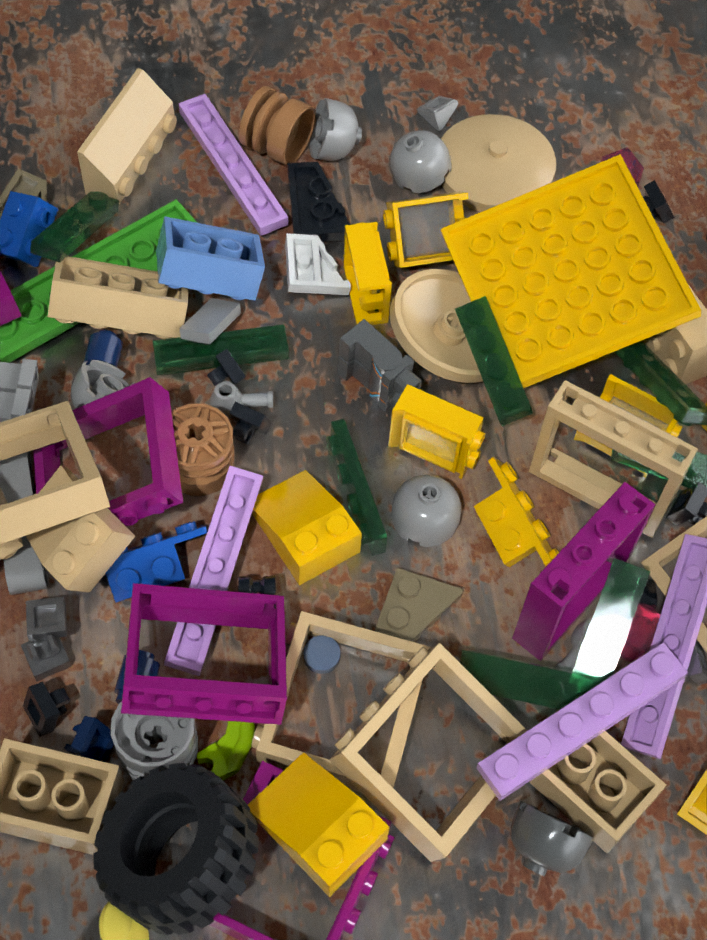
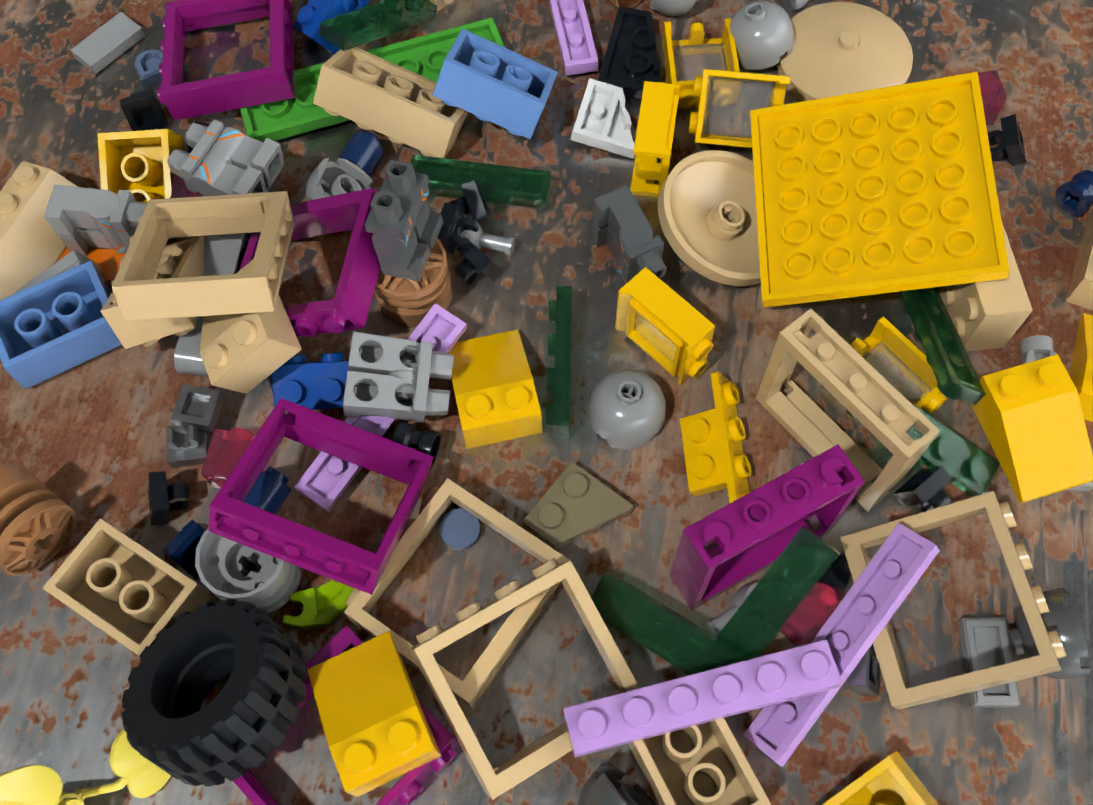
camera: 25 degrees right, 5 degrees up
(96, 655) = (224, 454): none -> clear pink brick
(191, 400) = (403, 222): none -> dark grey hips
(210, 321) = (477, 149): light grey tile -> none
(221, 392) = (453, 225): none -> black tile
(223, 539) = (393, 378): none -> light grey hips
(368, 194) = (688, 58): none -> window
(493, 361) = (755, 268): clear green plate -> none

